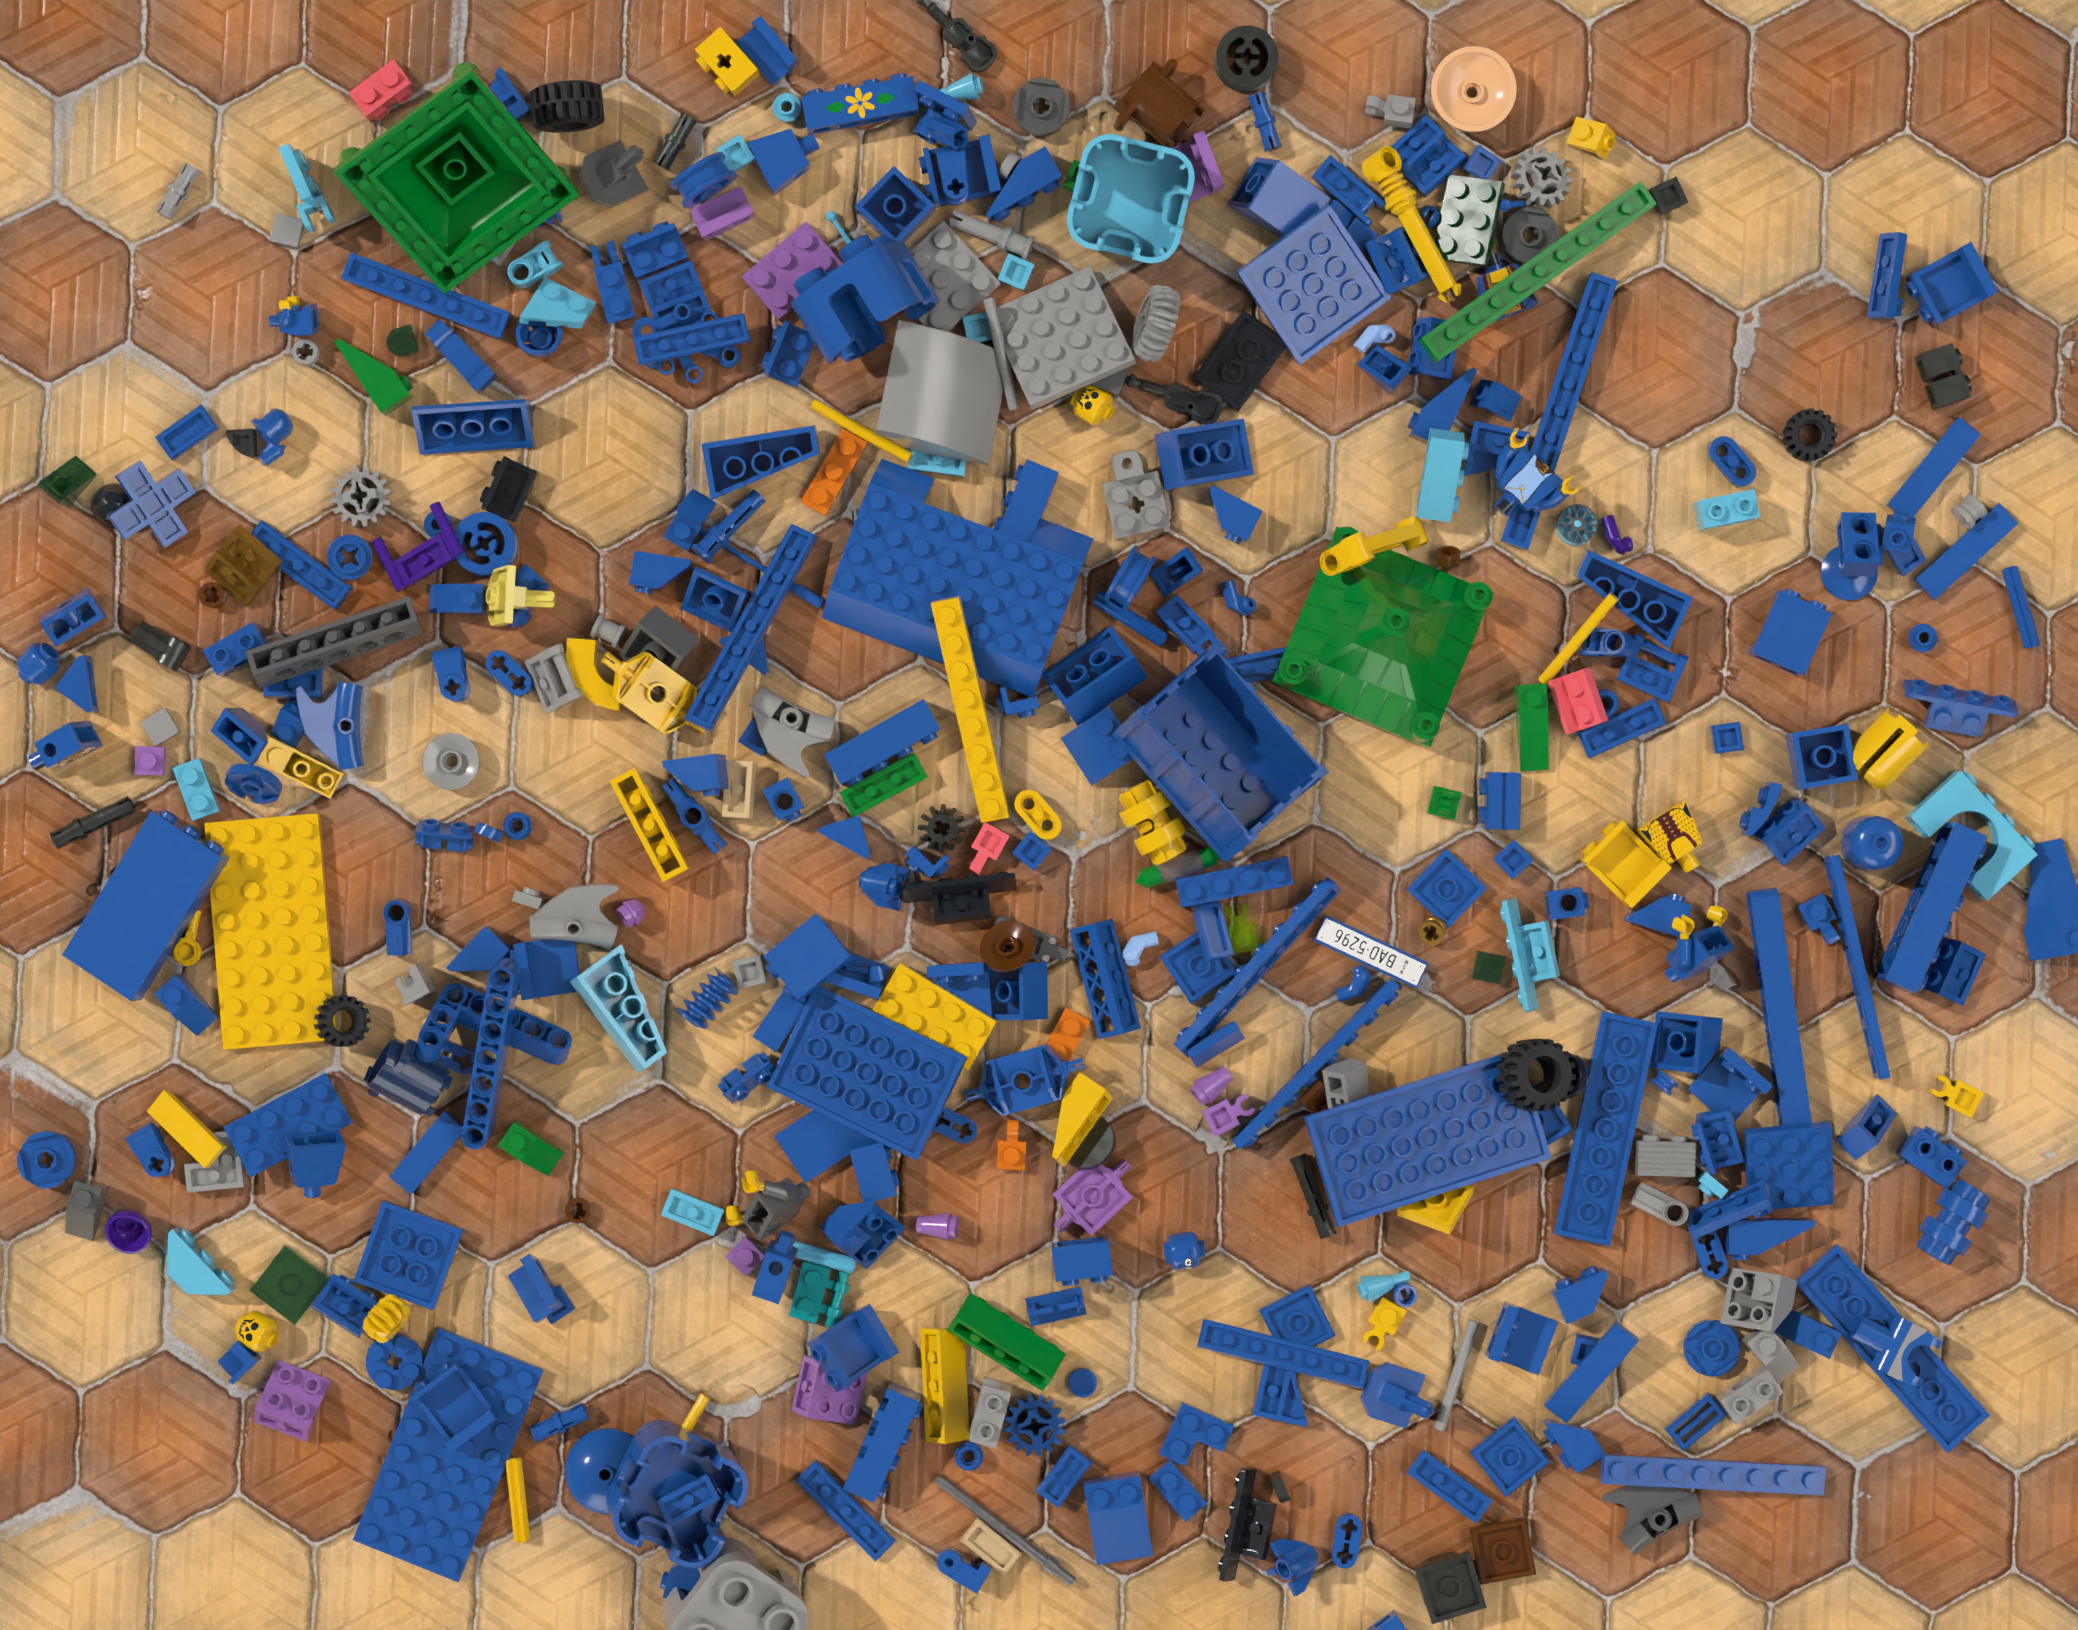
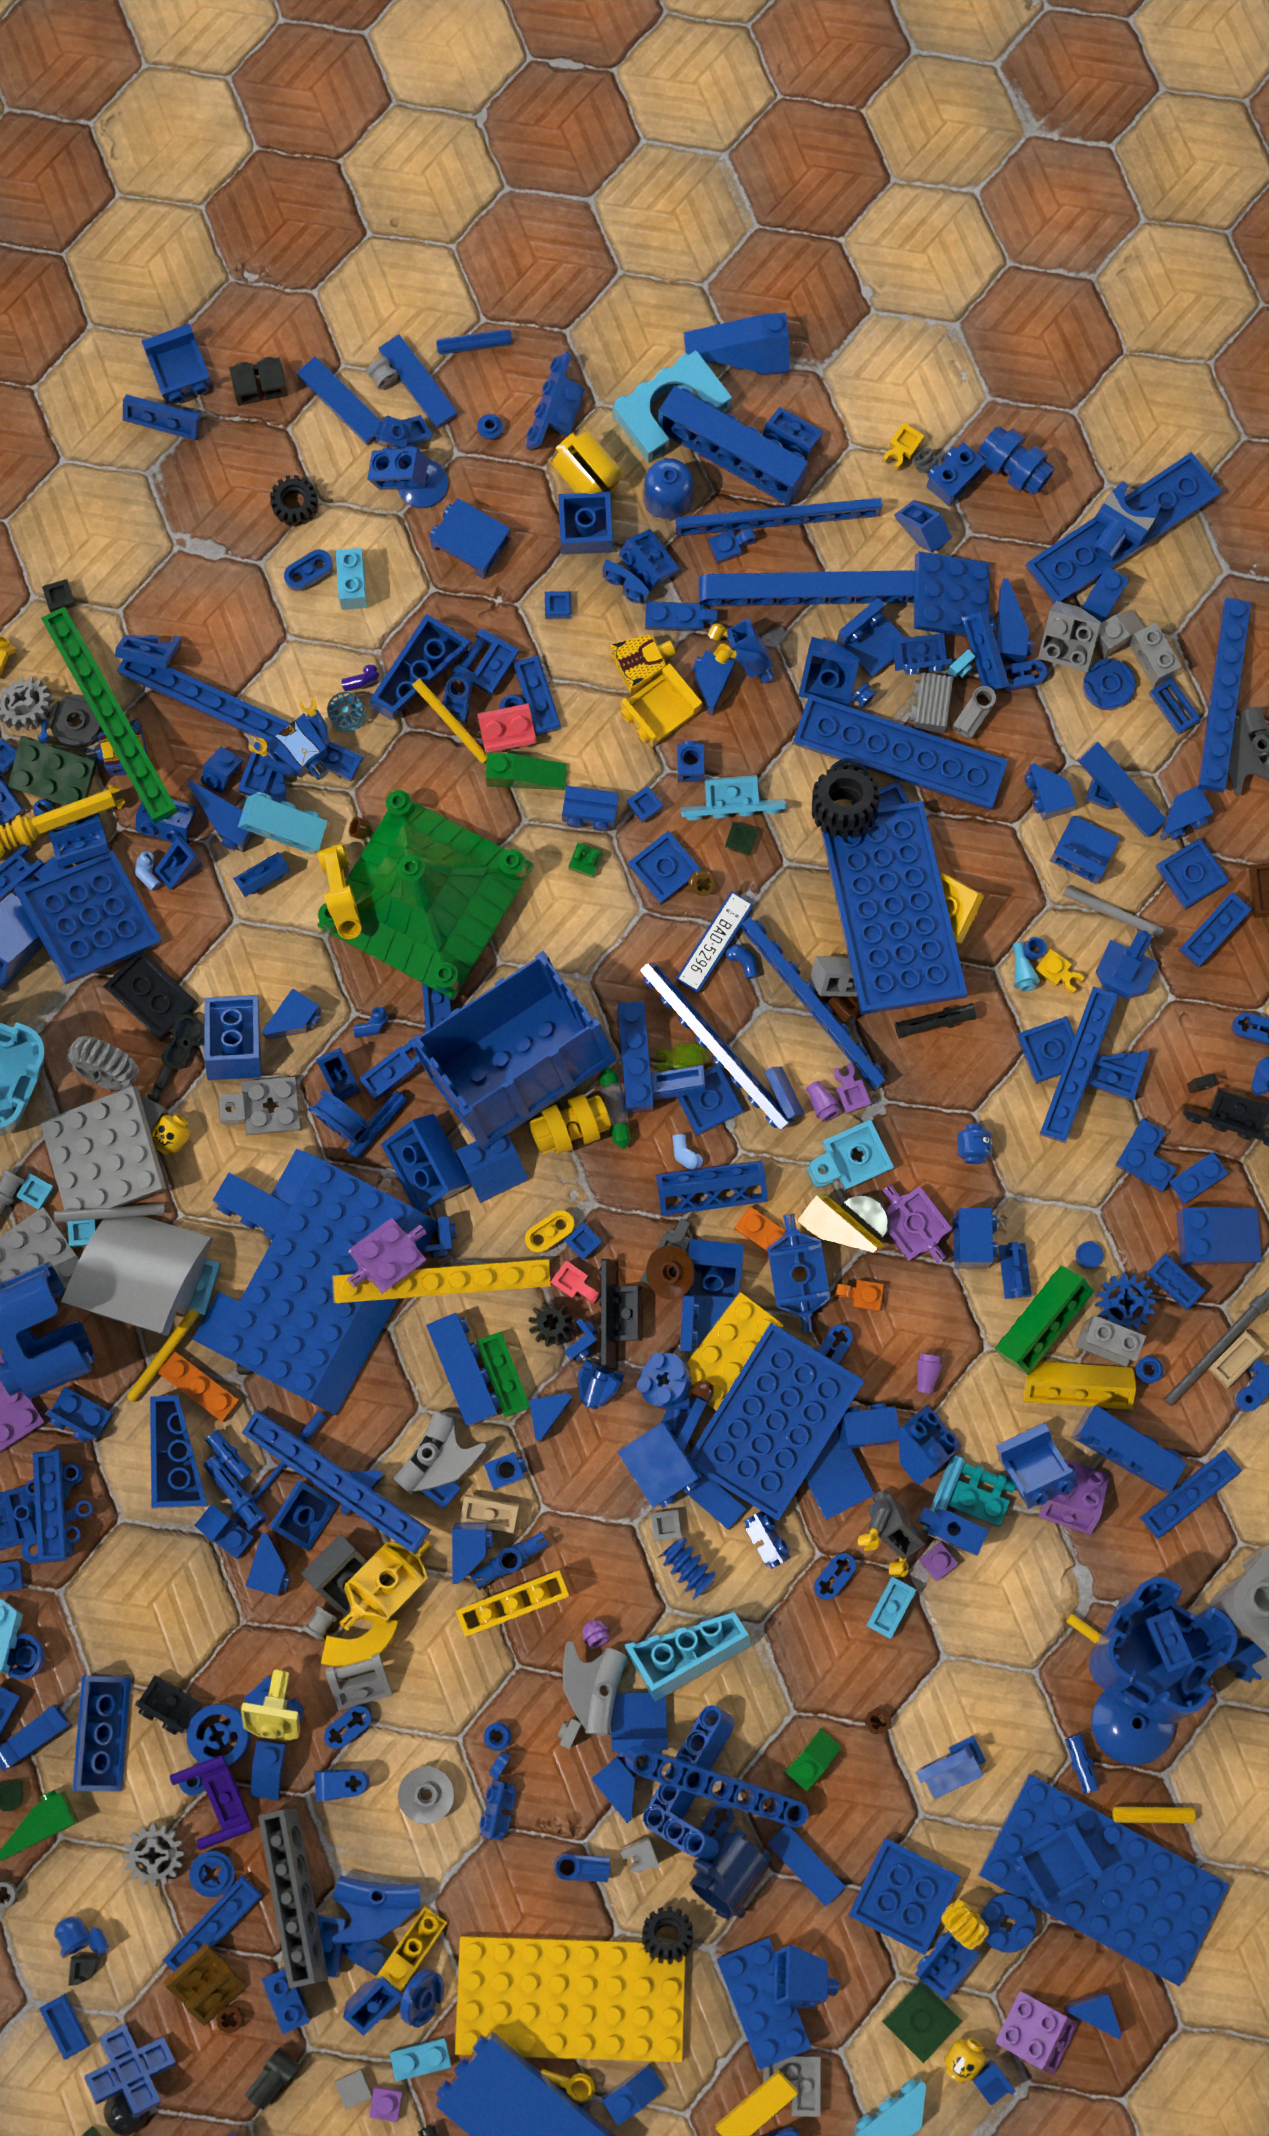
camera: 85 degrees left, 10 degrees down
(318, 1457) = (1097, 2012): none -> blue slope
(715, 1157) = (839, 1581): none -> blue beam
(766, 513) = (228, 1455): none -> blue pin
(889, 995) = (703, 1390): none -> reddish brown hinge
(896, 939) = (652, 1375): none -> blue plate
(986, 649) = (386, 1256): none -> medium lavender plate
(1148, 1109) = (838, 1161): none -> medium azure plate
(1384, 459) = (261, 874): none -> blue plate
(1616, 302) = (148, 650): none -> blue wing
(1730, 870) = (678, 616): none -> blue hinge
(1943, 1121) = (925, 460): none -> dark grey bush

